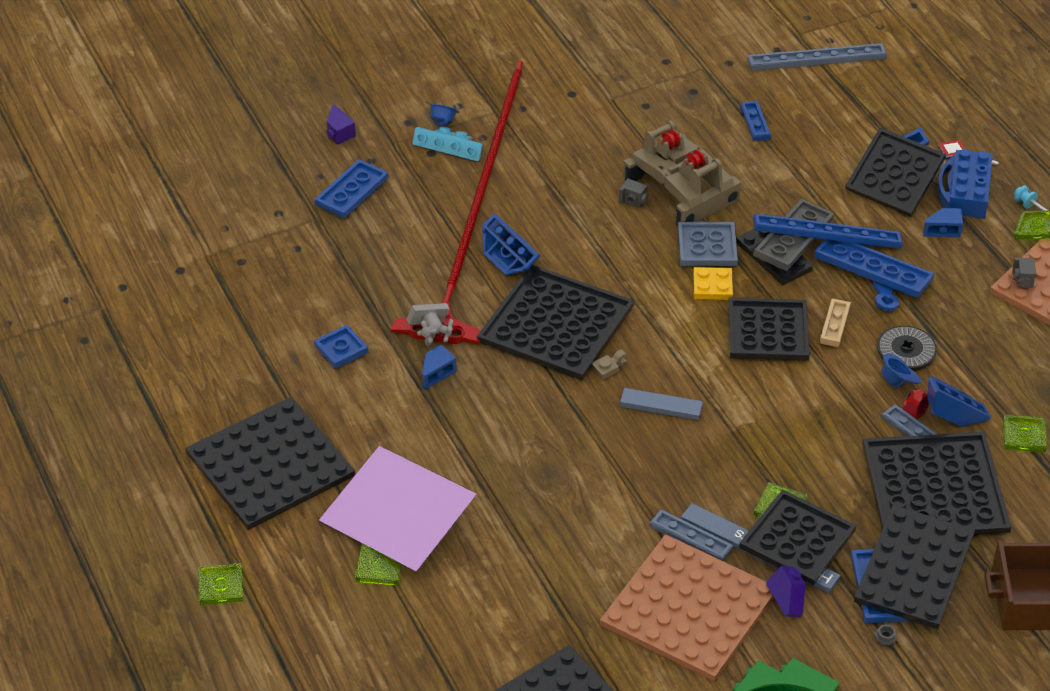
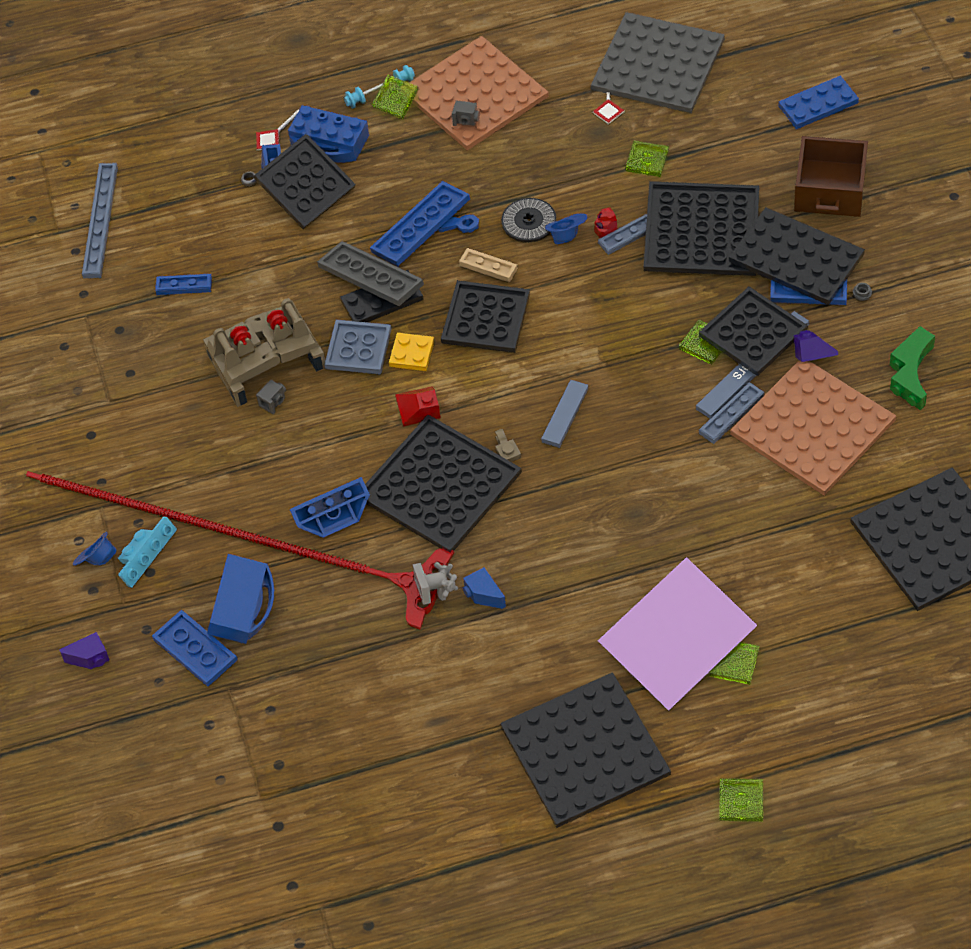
camera: 75 degrees left, 10 degrees up
(341, 346) = (436, 673): blue plate -> none
(398, 201) = (241, 599): none -> blue piece
(649, 297) = (417, 405): none -> red slope
(827, 231) = (373, 247): blue tile -> none
(944, 223) = (376, 160): blue slope -> none
(954, 404) = (614, 194): blue wedge -> none

